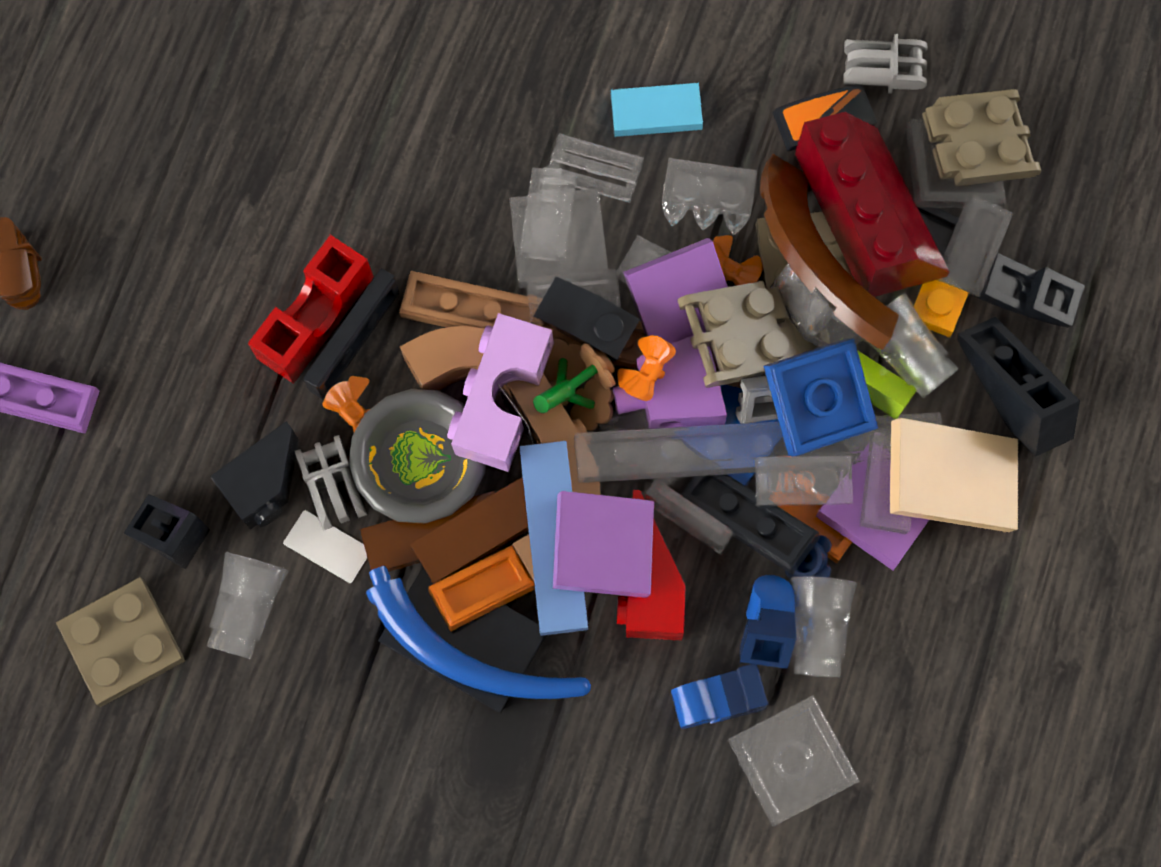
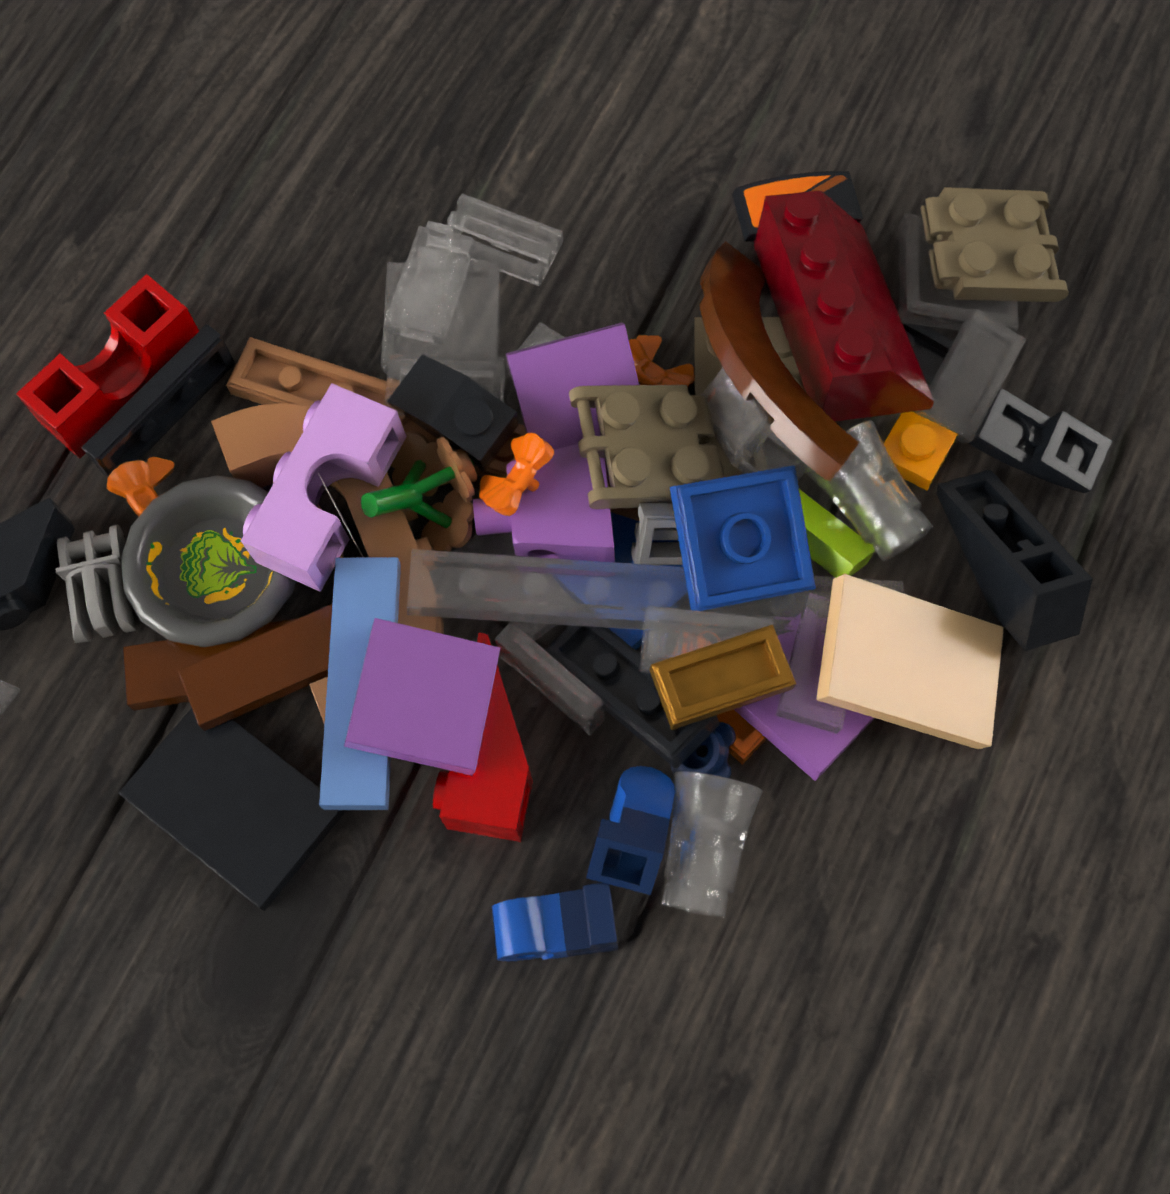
camera: 10 degrees right, 5 degrees down
(327, 548) = (81, 668): white sticker -> none
(425, 644) = (172, 803): blue animal -> none
(481, 588) = (260, 740): orange tile -> none
(656, 109) = (587, 179): medium azure tile -> none
(708, 192) = (637, 279): clear plate -> none
(793, 760) = (647, 1025): clear tile -> none
(819, 504) = (722, 677): none -> pearl gold tile
(878, 63) = (883, 148): light grey arm -> none

